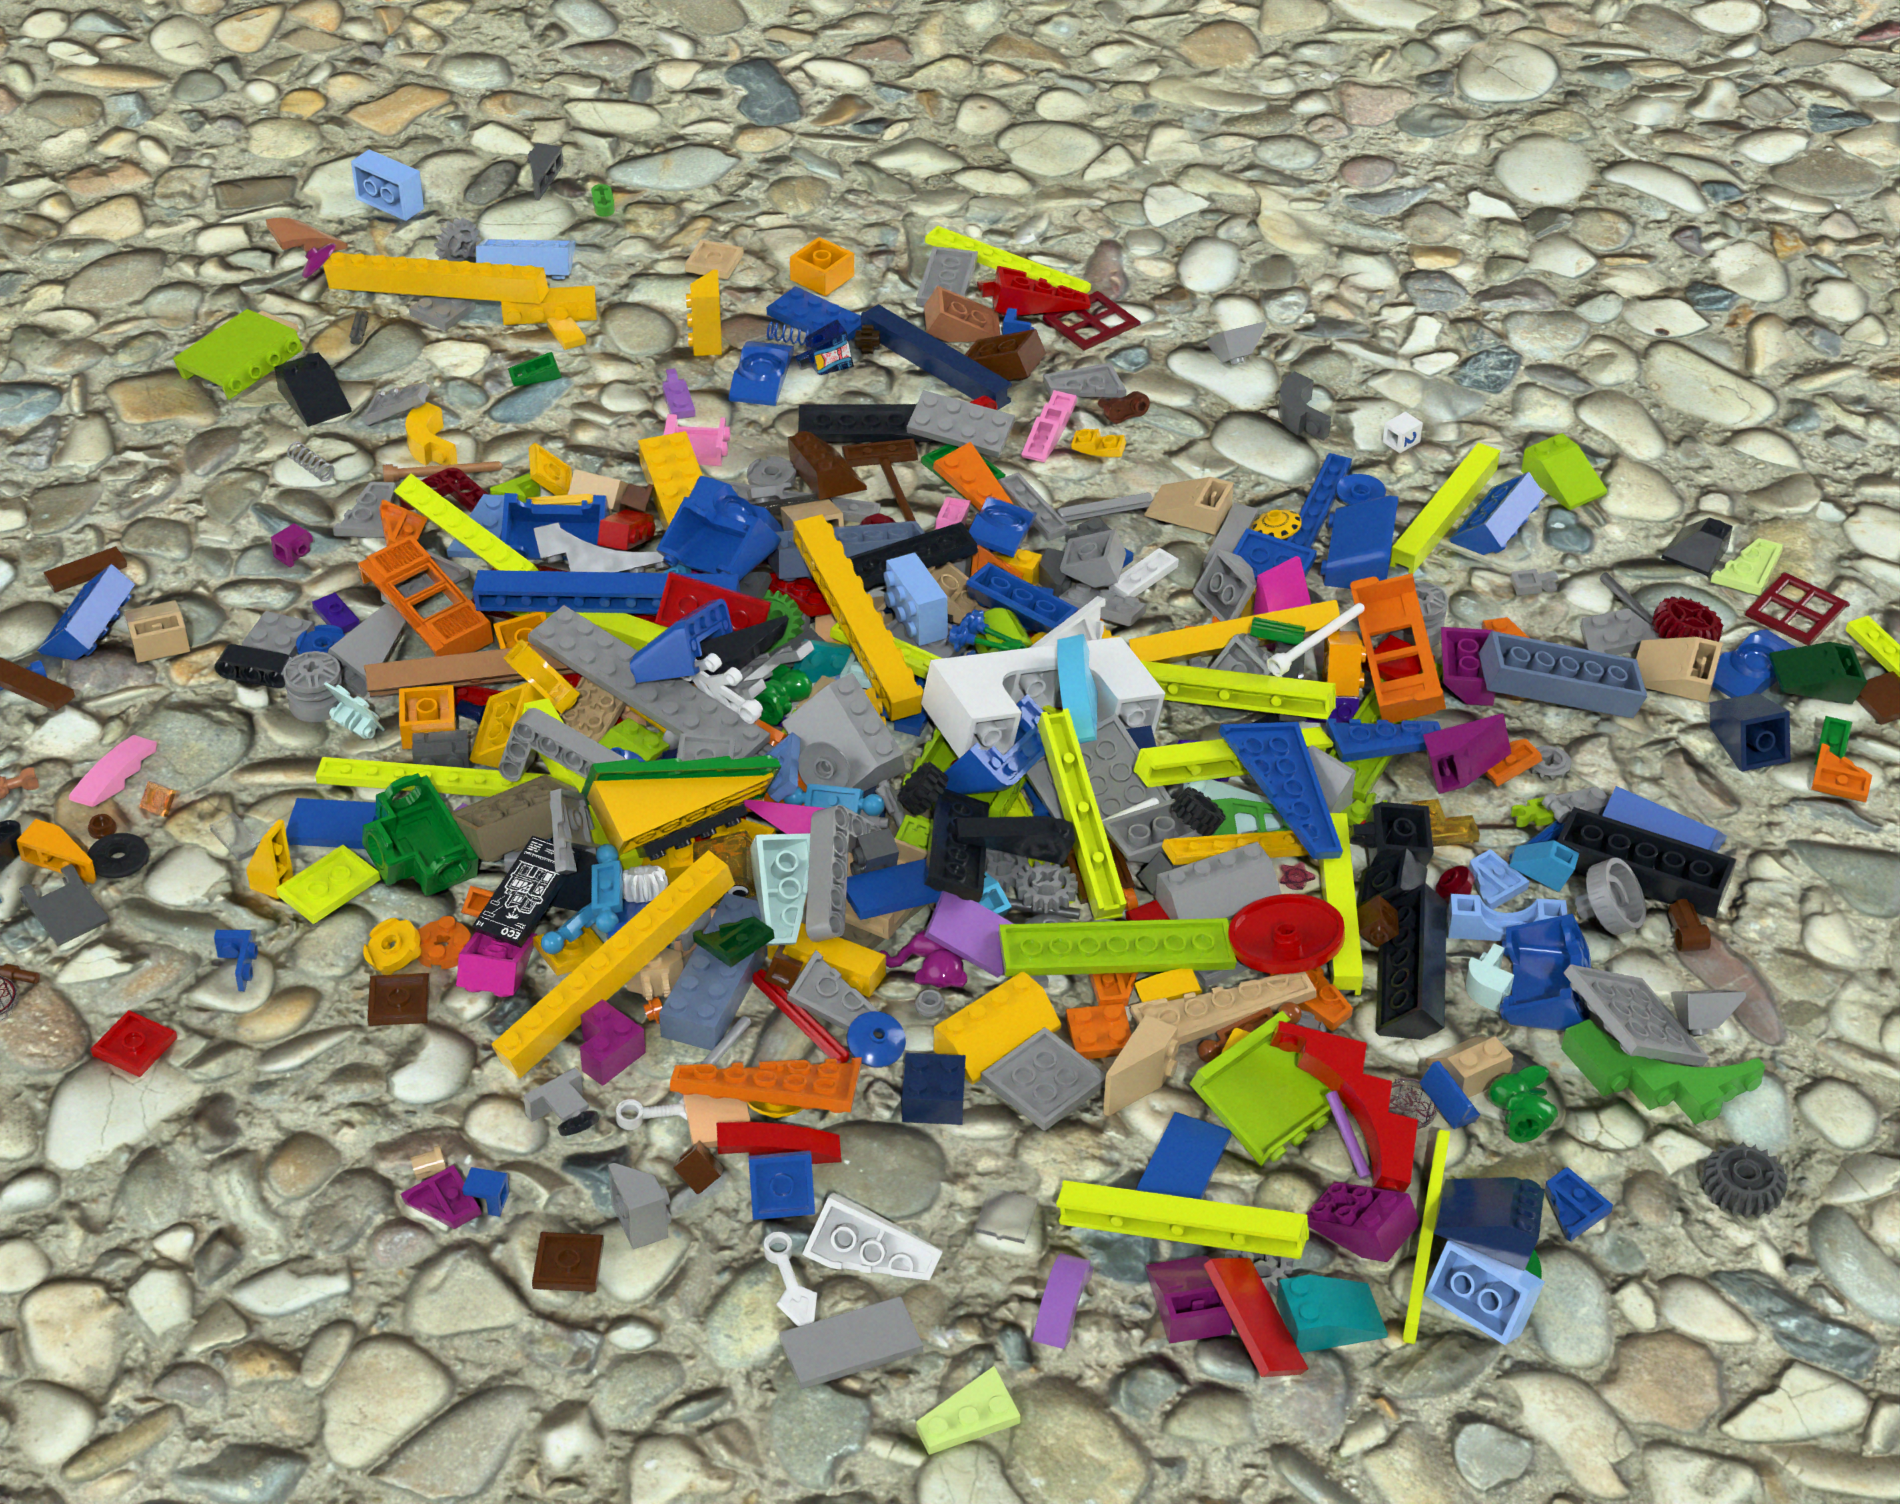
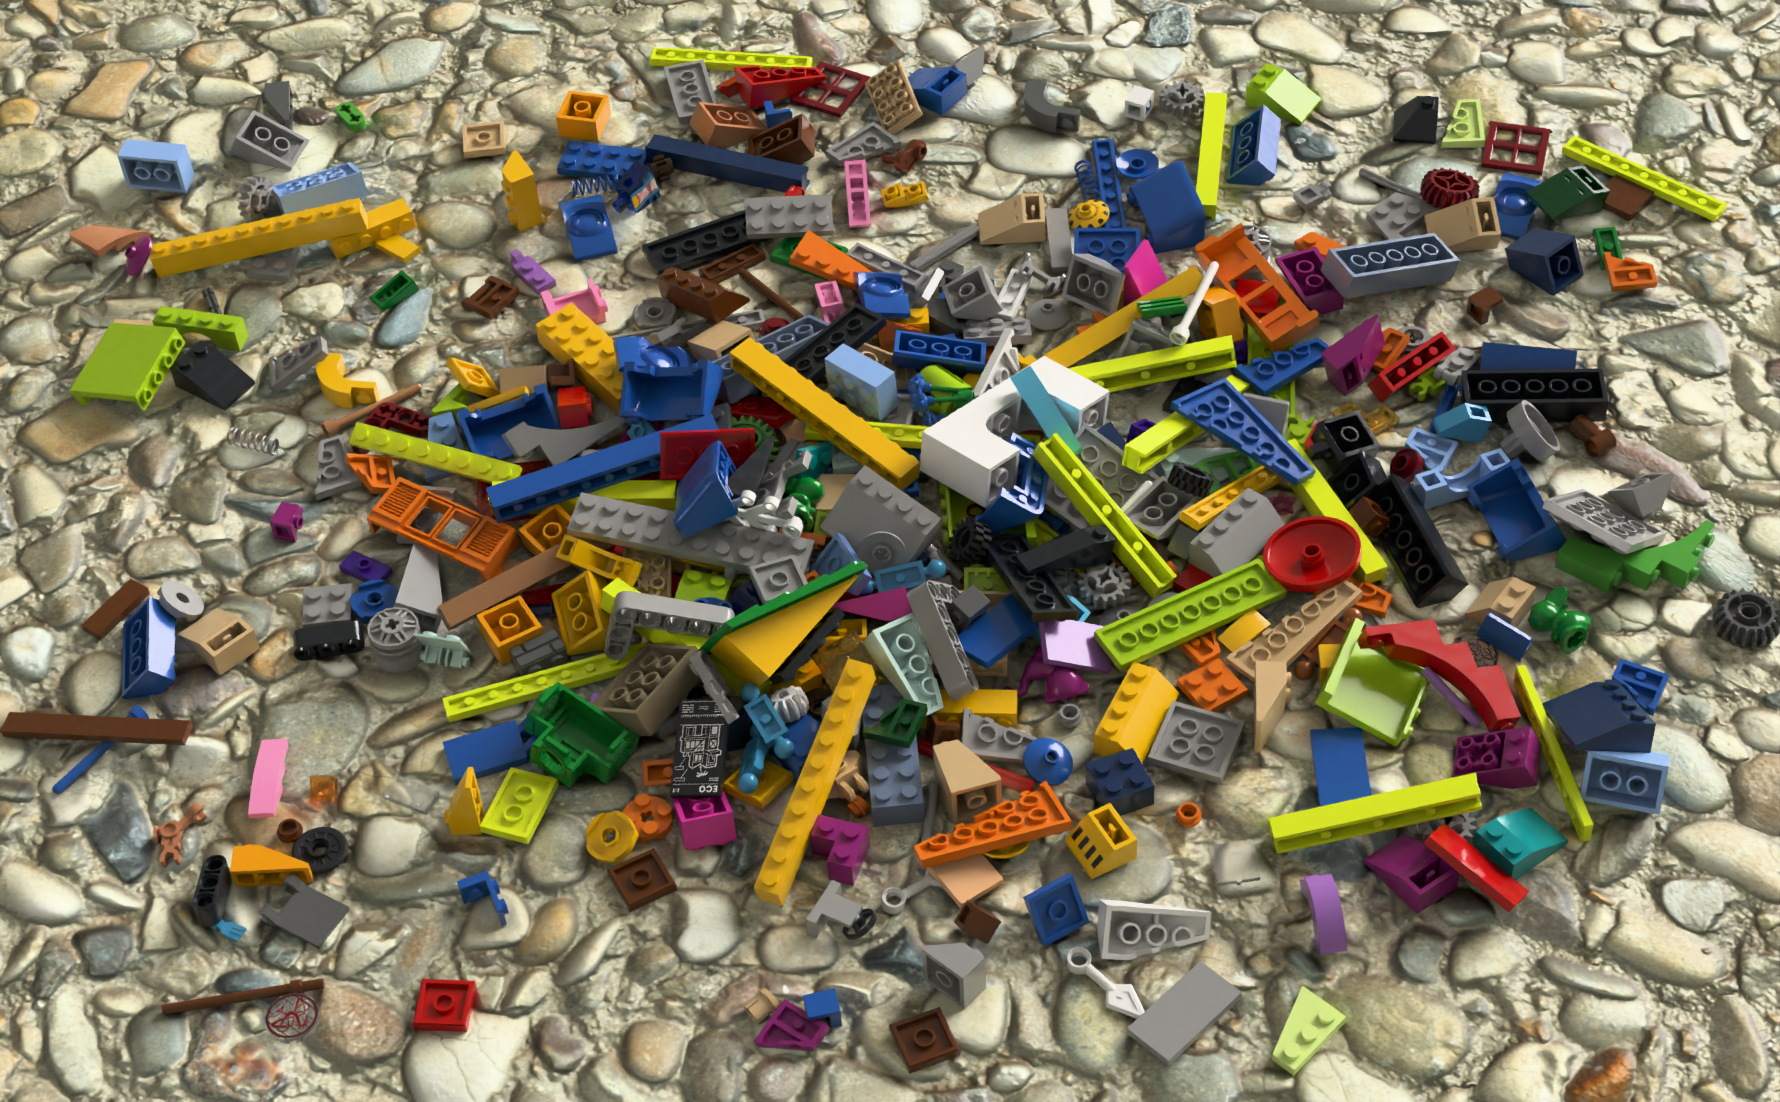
camera: 20 degrees left, 5 degrees up
(137, 568) = (180, 600): none -> tile
(350, 351) = (225, 330): none -> lime arch
(507, 197) = (268, 143): none -> light grey slope
(622, 406) = (491, 298): none -> reddish brown plate
(769, 1023) = (965, 781): none -> tan slope
(777, 1138) = (1026, 876): red slope -> none
(876, 1138) = (1102, 842): none -> yellow slope
(988, 1147) = (1188, 809): none -> orange plate
(1053, 537) = (926, 290): none -> light grey tile
(1145, 346) = (893, 98): none -> tan tile
(1171, 607) = (1048, 315): none -> light grey dish
(1174, 552) = (1053, 282): none -> light grey piece
(1195, 351) = (938, 87): none -> blue slope
(1303, 483) = (1085, 172): none -> blue piece
(1451, 441) = (1182, 98): none -> light grey gear
(1486, 981) = (1473, 535): light aqua brick -> none
(1519, 786) = (1411, 367): none -> red brick
(1650, 747) = (1481, 303): none -> reddish brown panel

